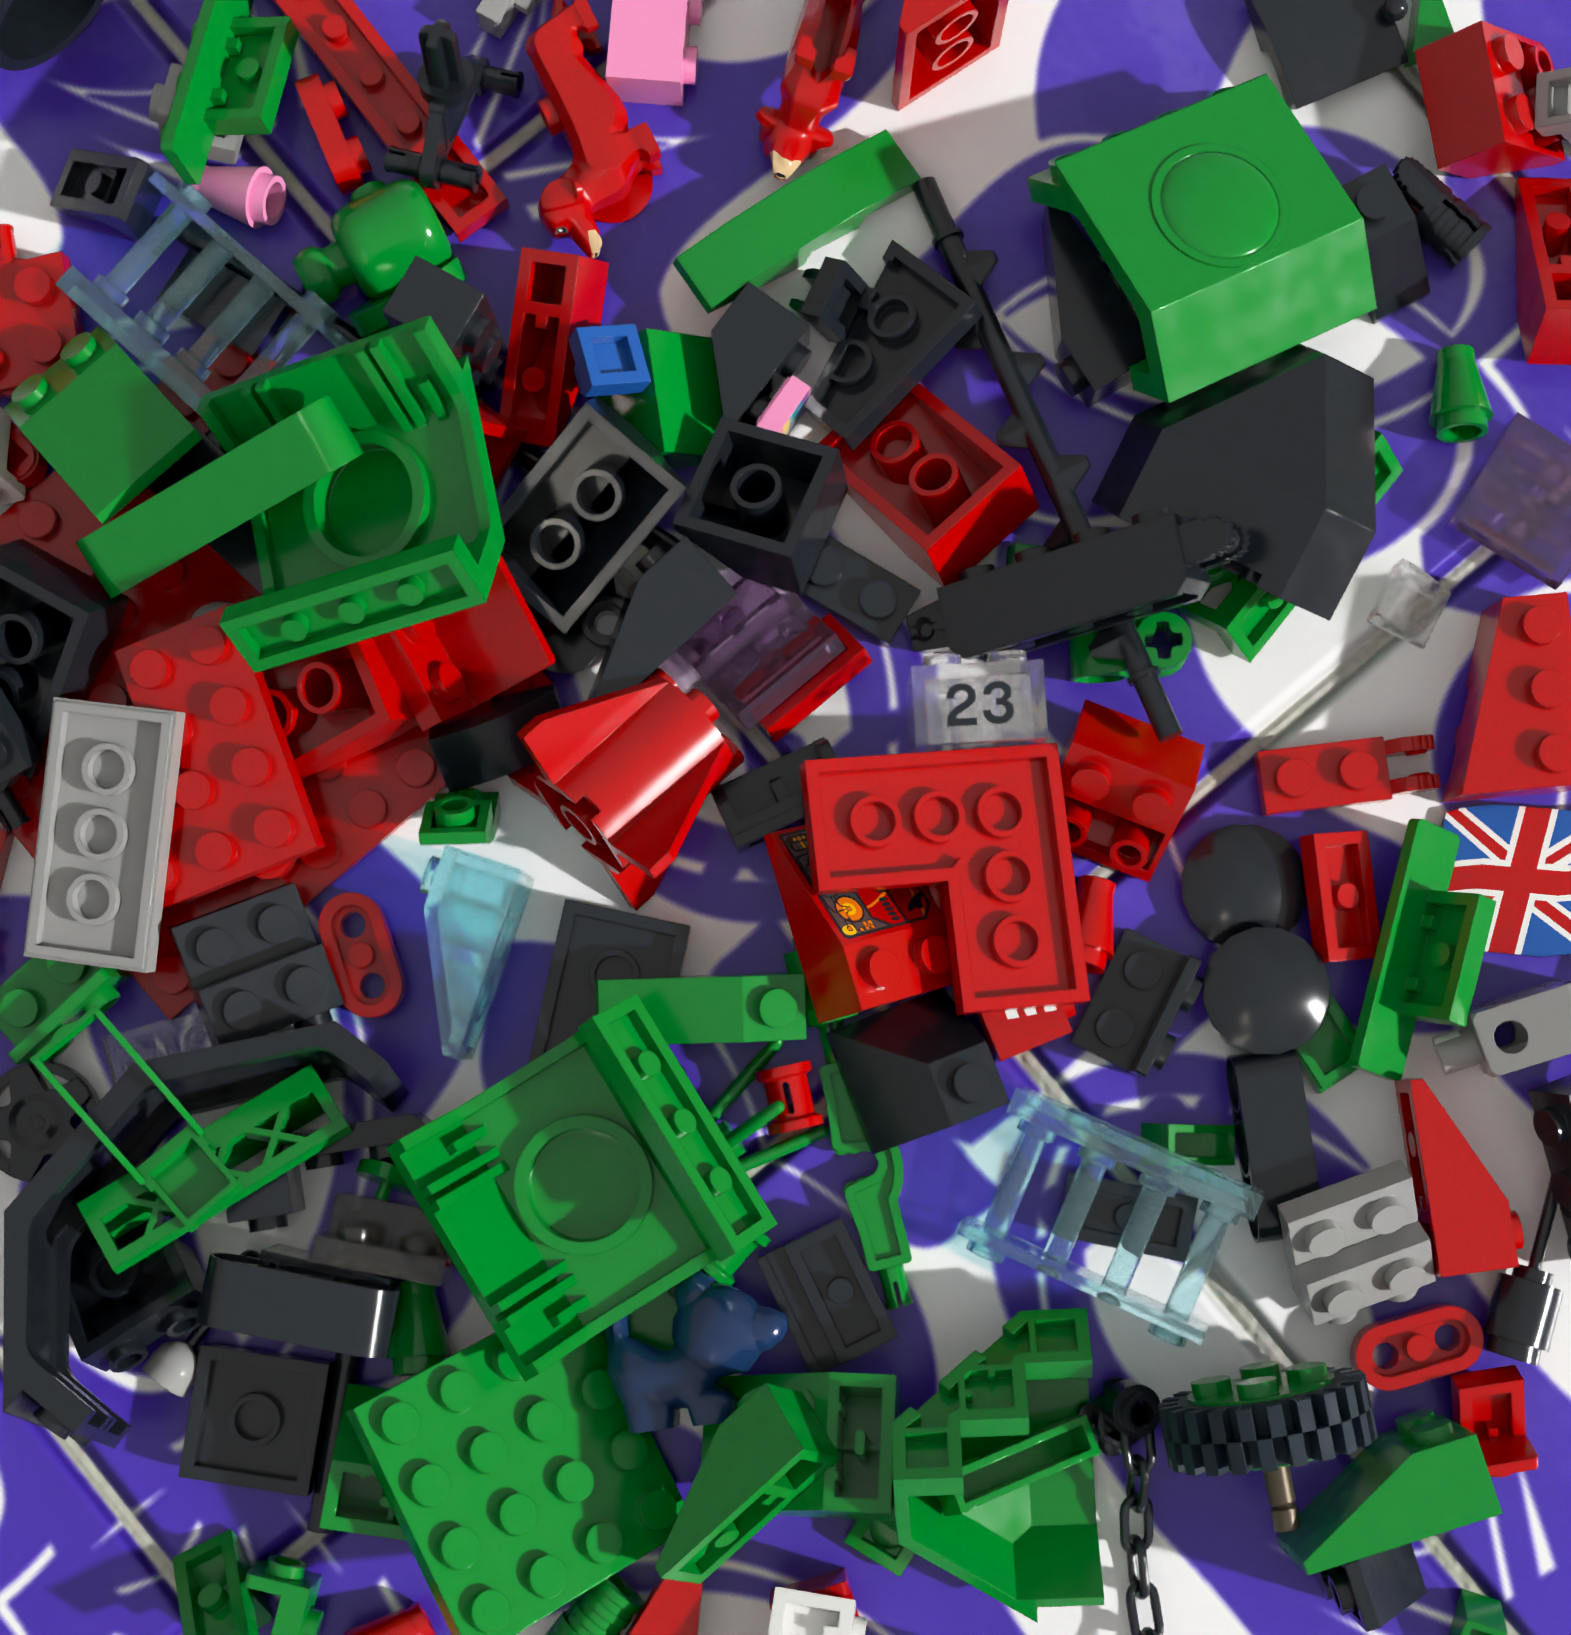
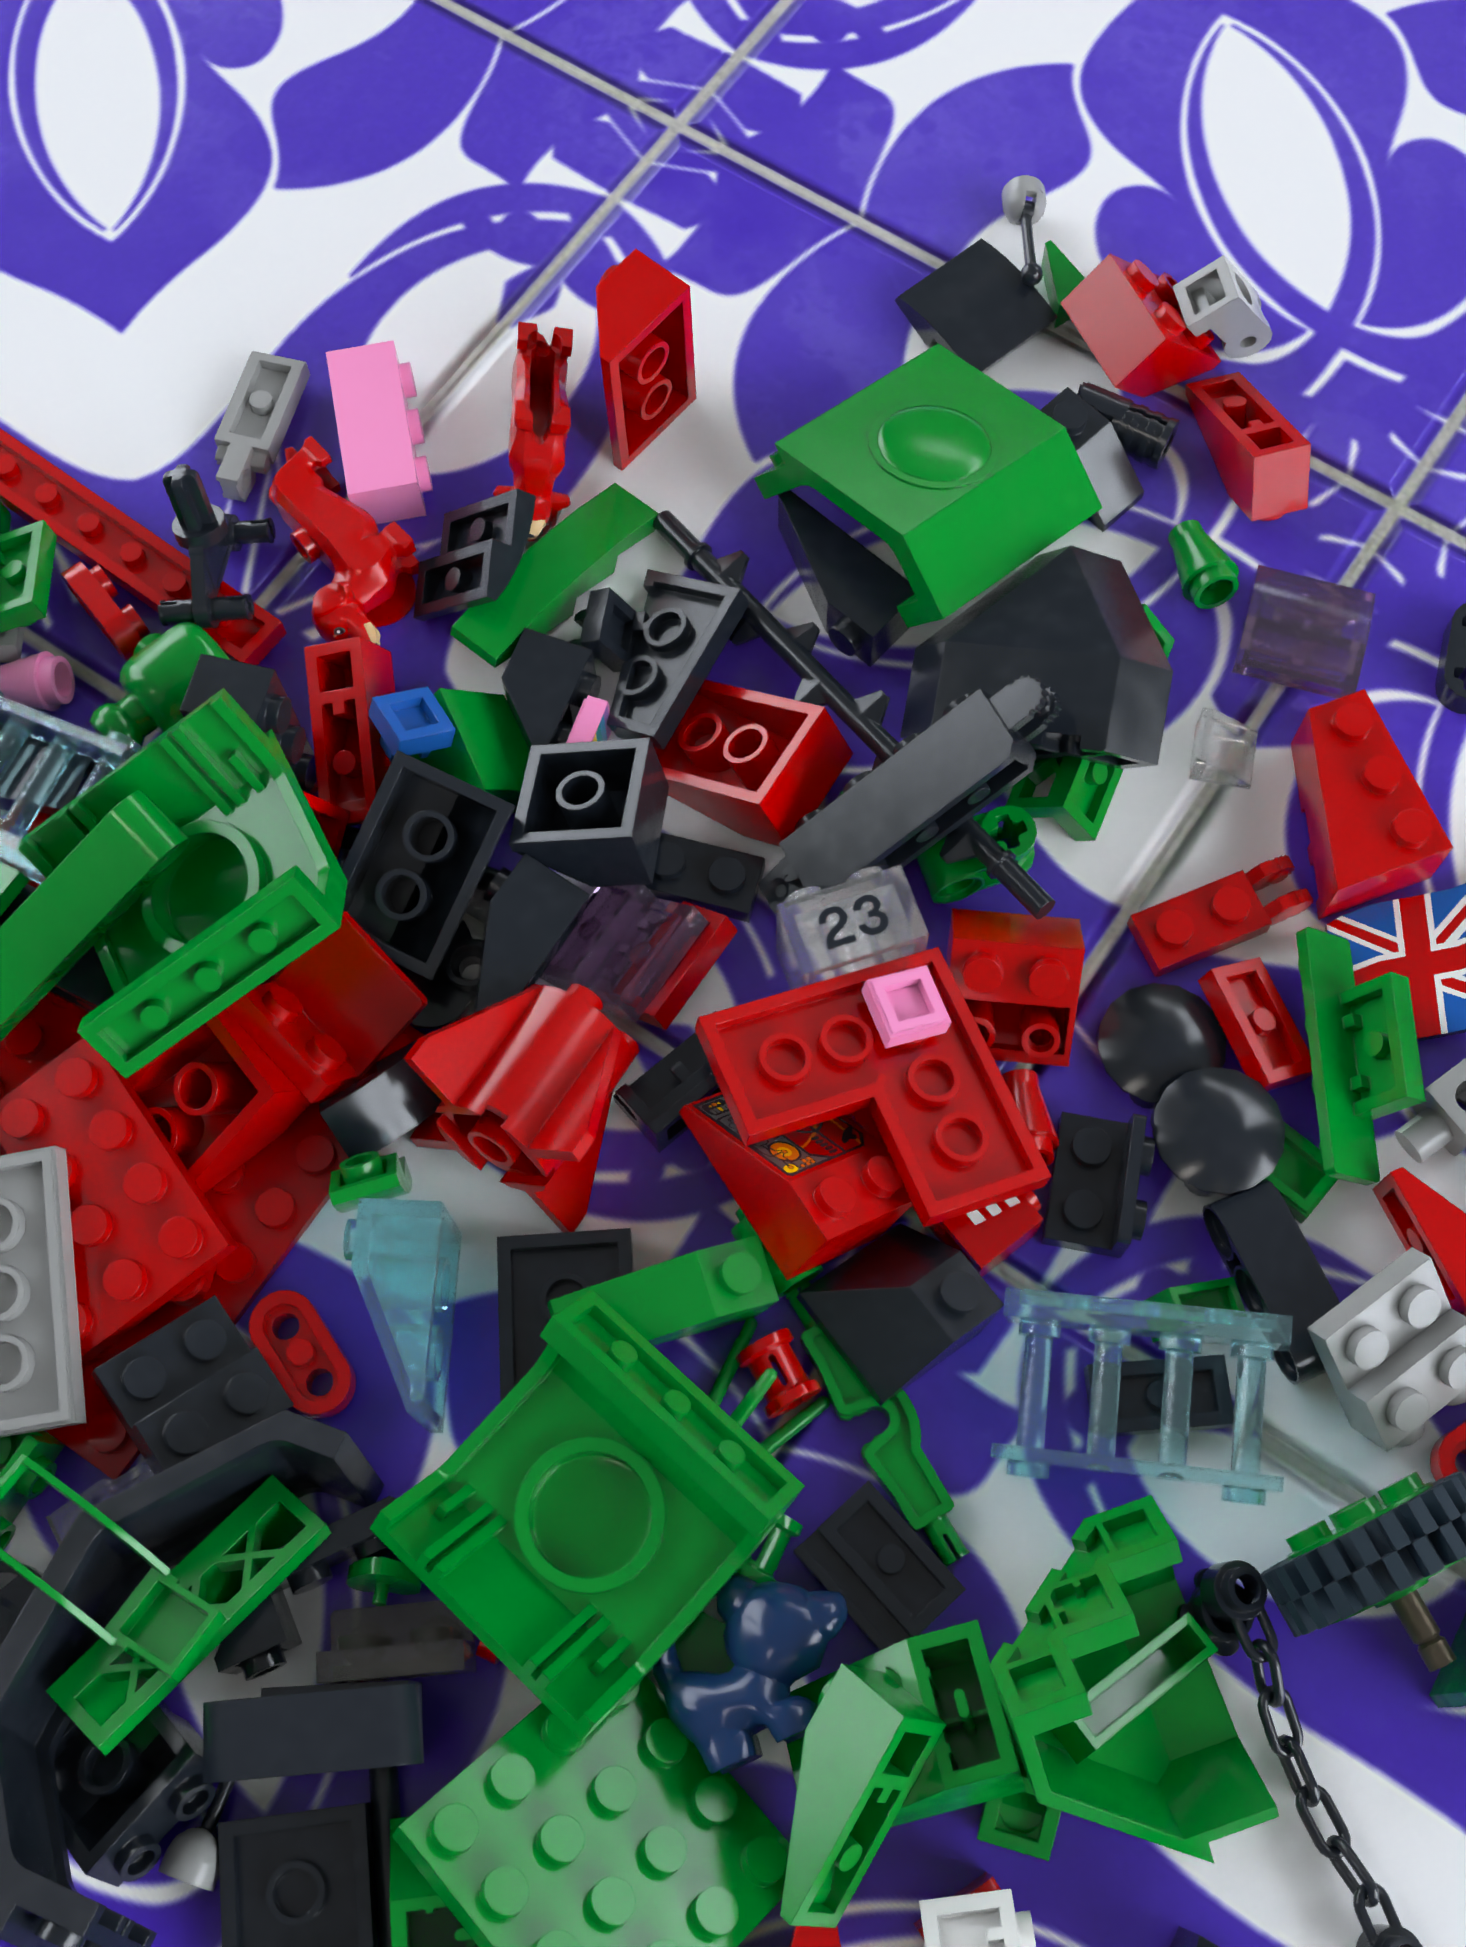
camera: 15 degrees left, 15 degrees down
(417, 1331) = (450, 1731): green cone -> none
(721, 183) = (476, 554): none -> black slope
(1005, 800) = (906, 1006): none -> bright pink tile

